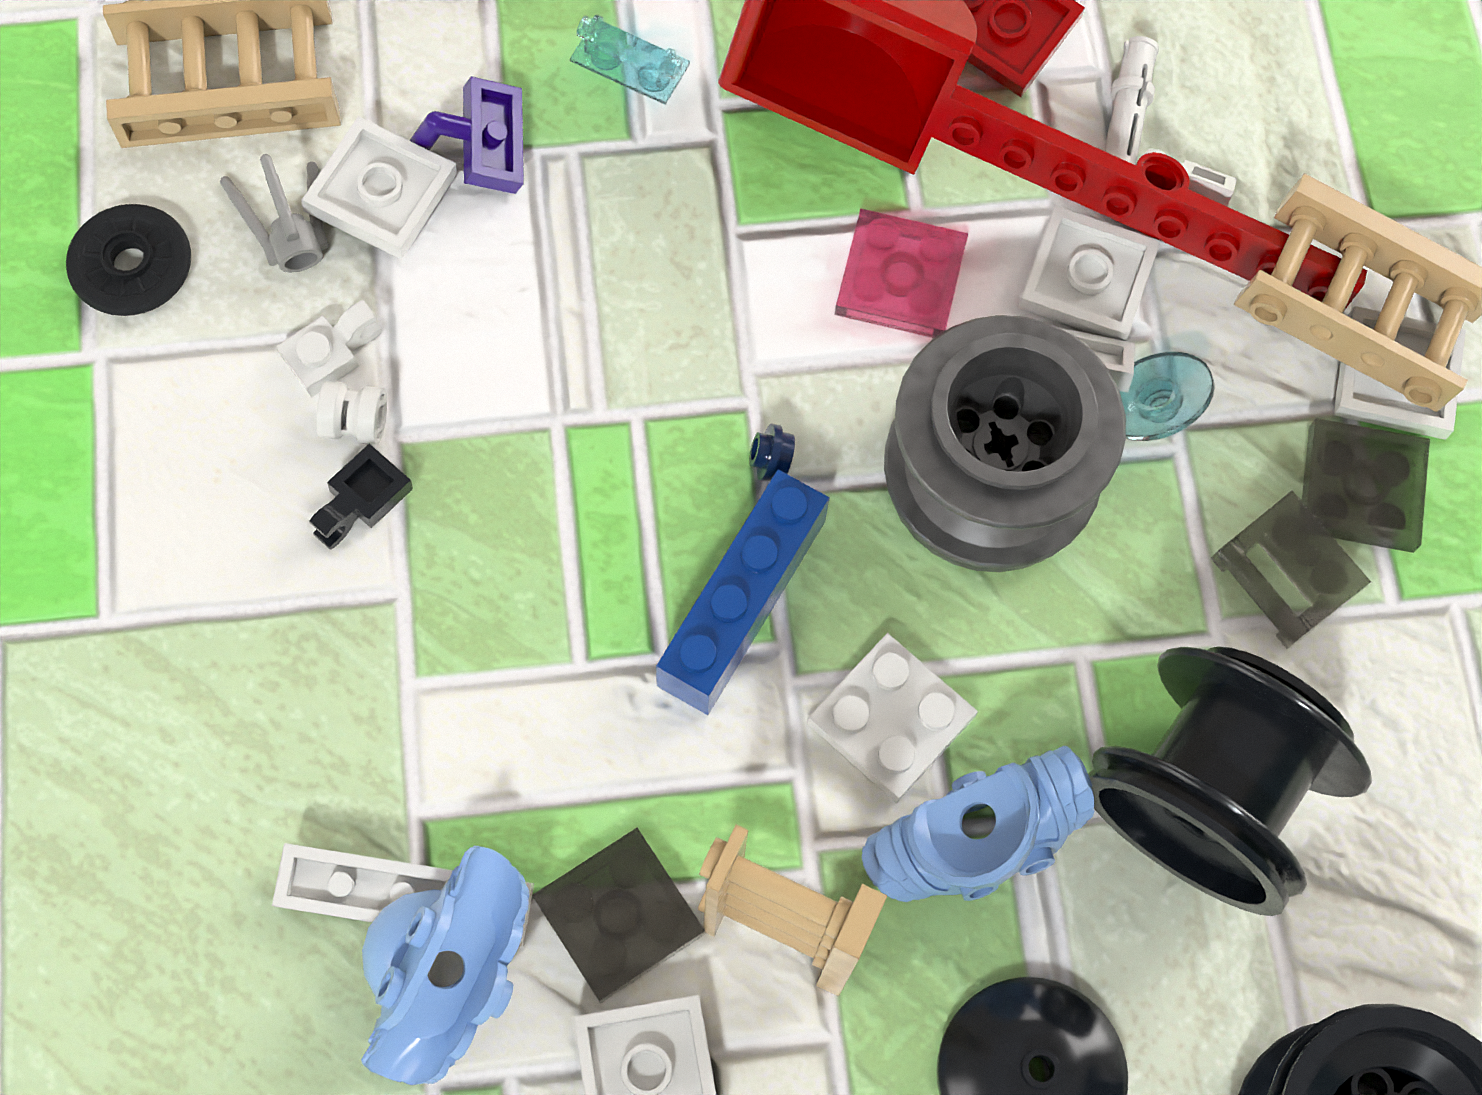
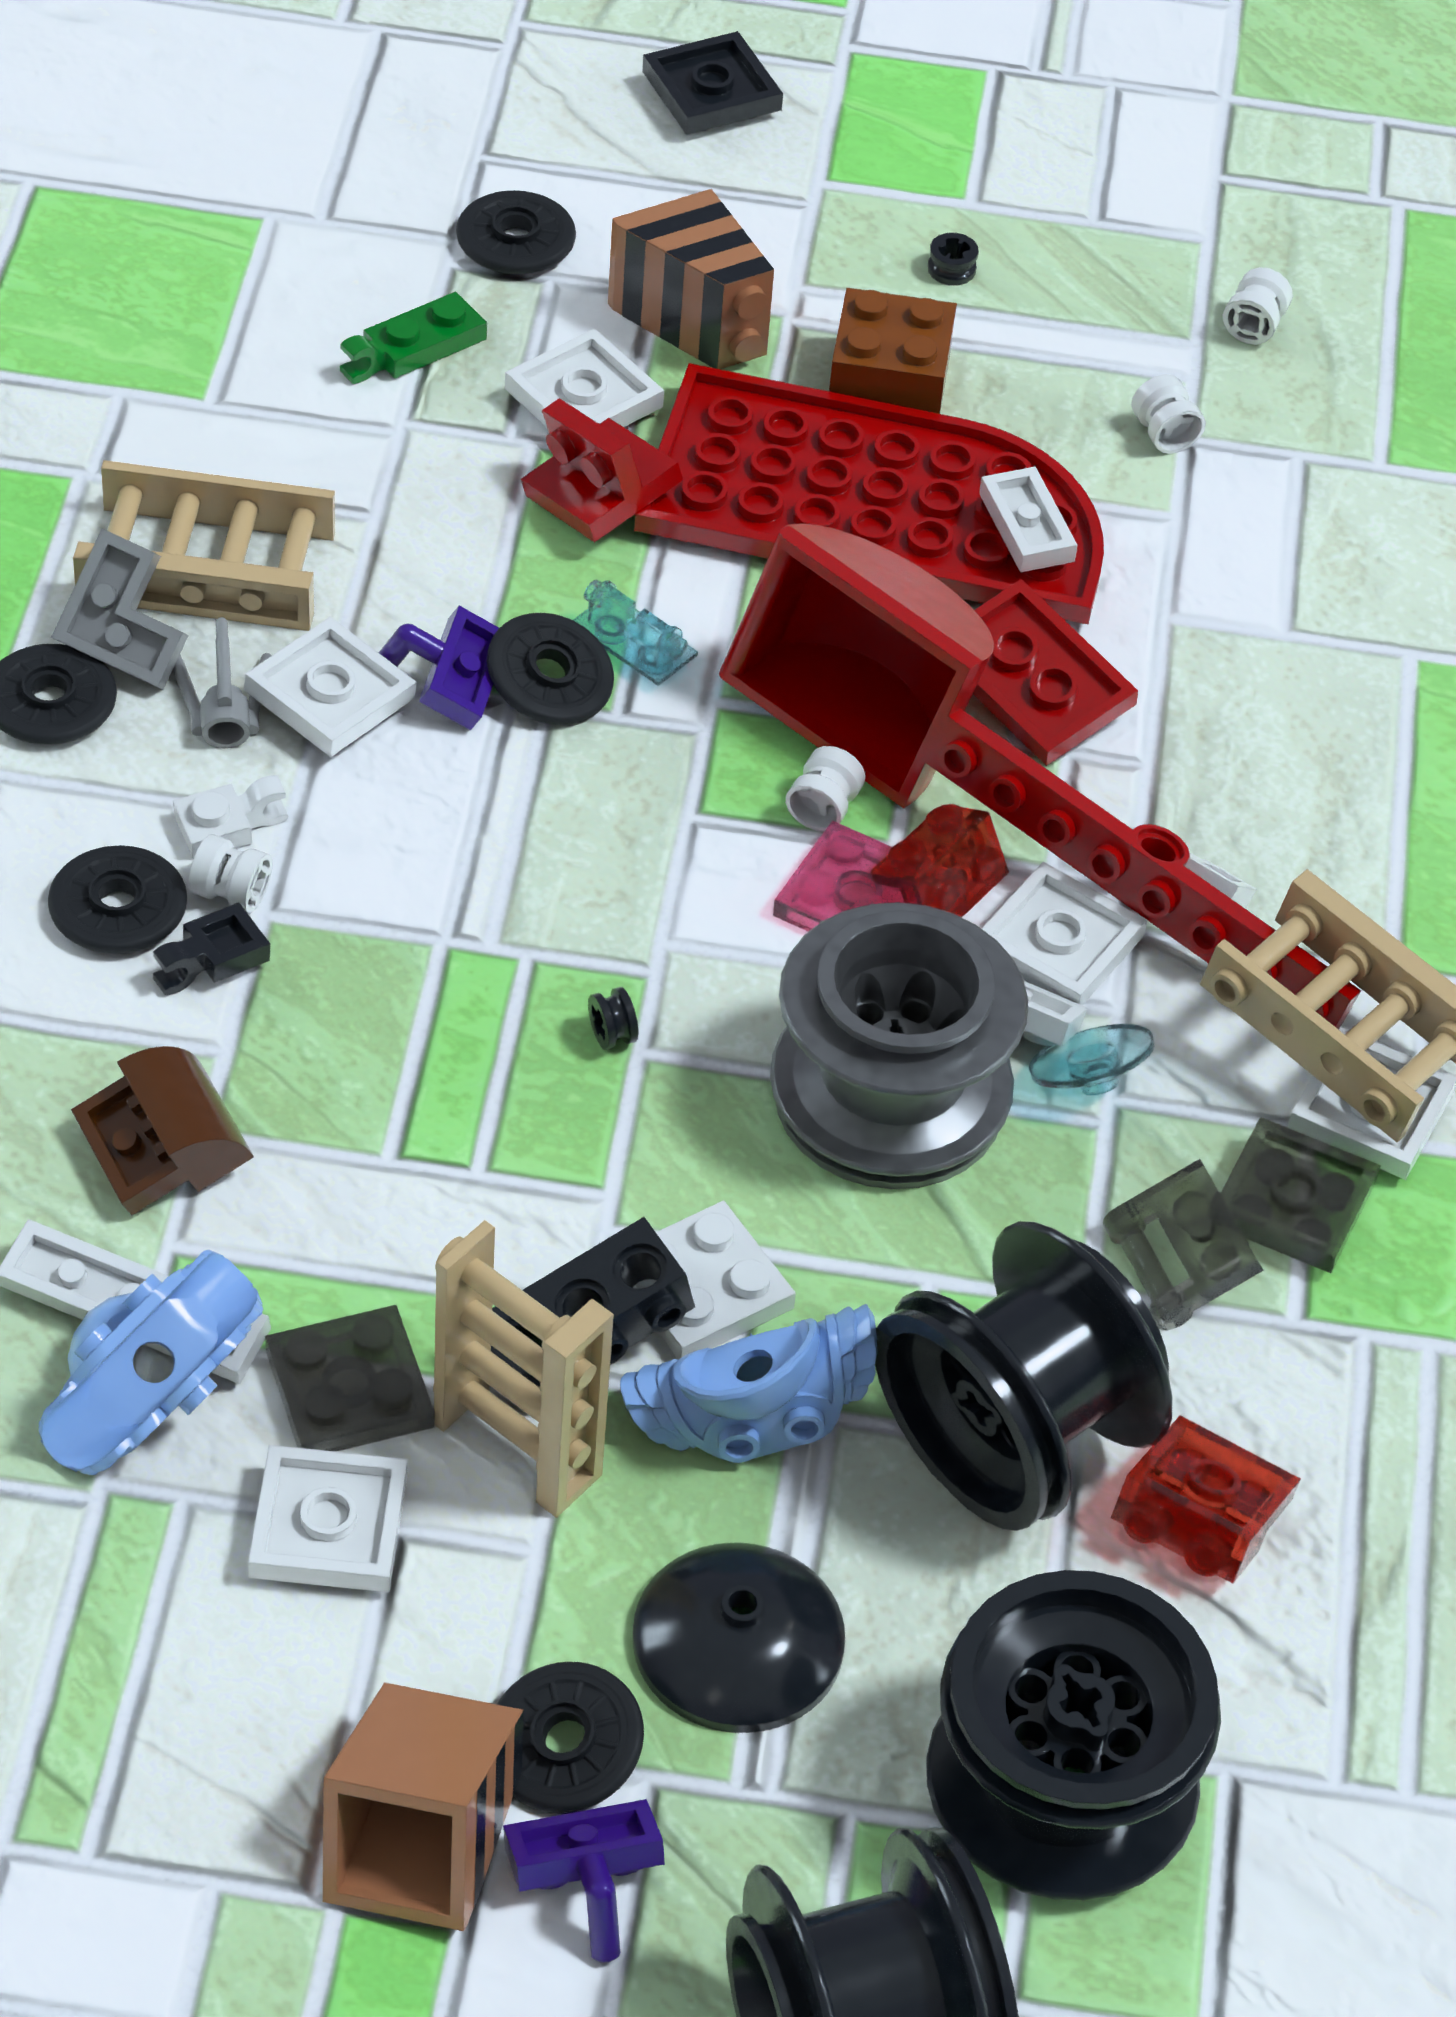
camera: 15 degrees right, 20 degrees down
(155, 175) = (104, 618): none -> light grey plate
(262, 497) = (90, 923): none -> black wheel
(373, 706) = (161, 1127): none -> reddish brown brick
(550, 139) = (546, 699): none -> black wheel
(735, 470) = (613, 1018): none -> black bush
(742, 592) = (580, 1123): blue brick -> none
(772, 452) = (658, 1011): dark blue plate -> none
(817, 767) = (608, 1277): none -> black brick
(844, 184) = (825, 788): none -> white wheel
(972, 234) = (945, 860): none -> clear red bracket
(1131, 96) = (1170, 780): white pin -> none
(1393, 833) = (1203, 1499): none -> clear red plate

